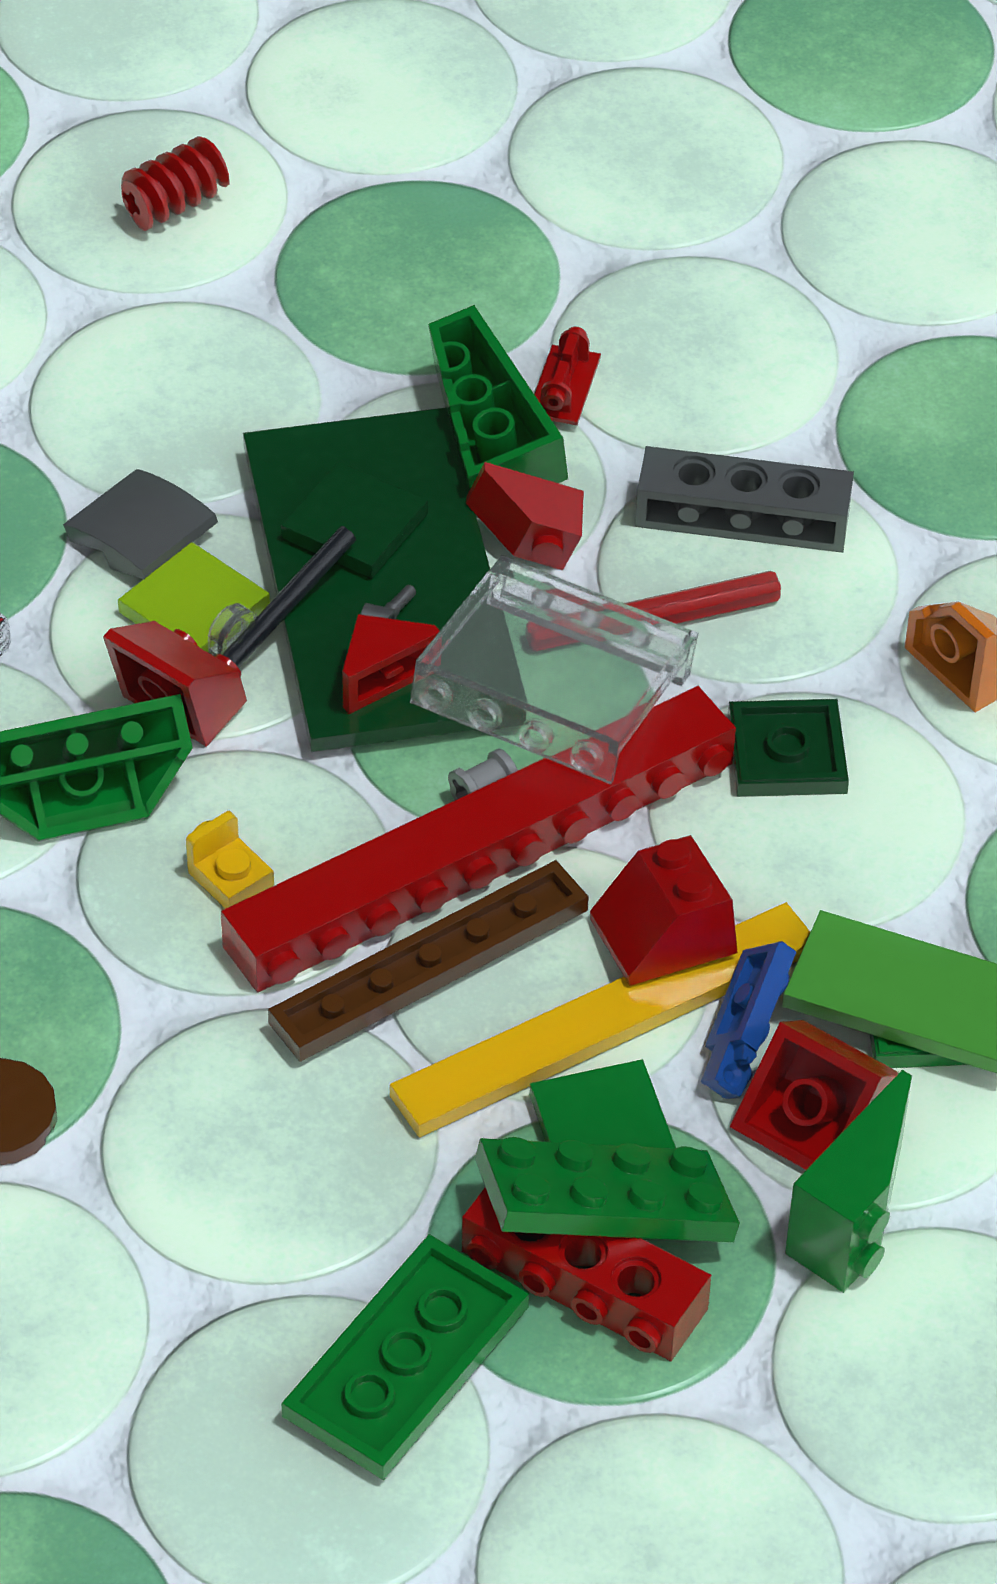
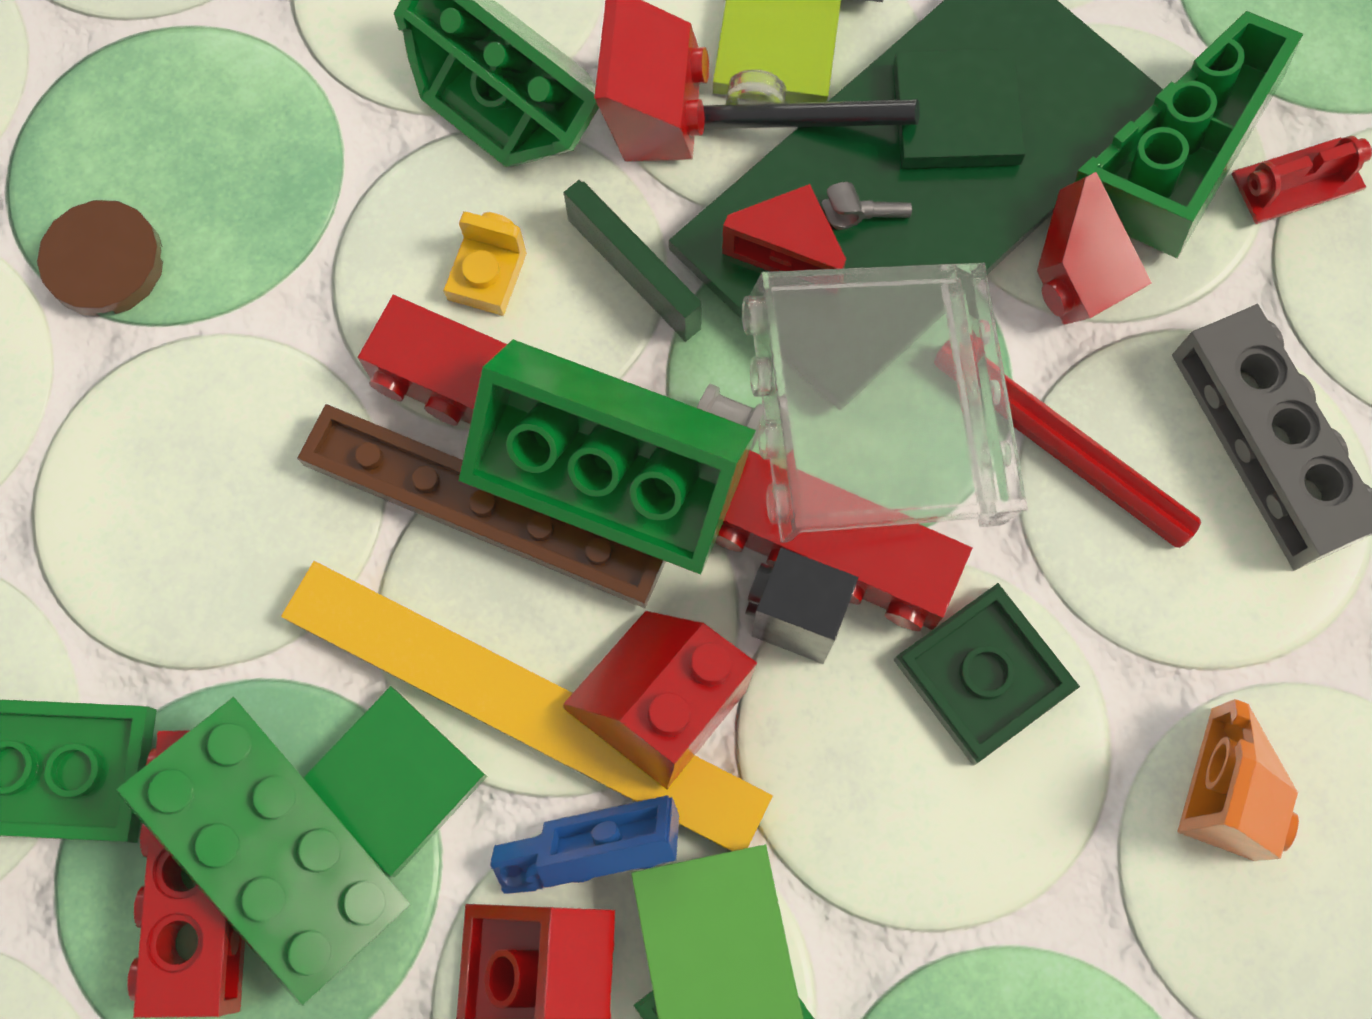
camera: 60 degrees right, 25 degrees up
(307, 770) = (633, 260): none -> dark green tile
(471, 834) = (604, 454): none -> green slope
(667, 793) = (799, 604): none -> black brick

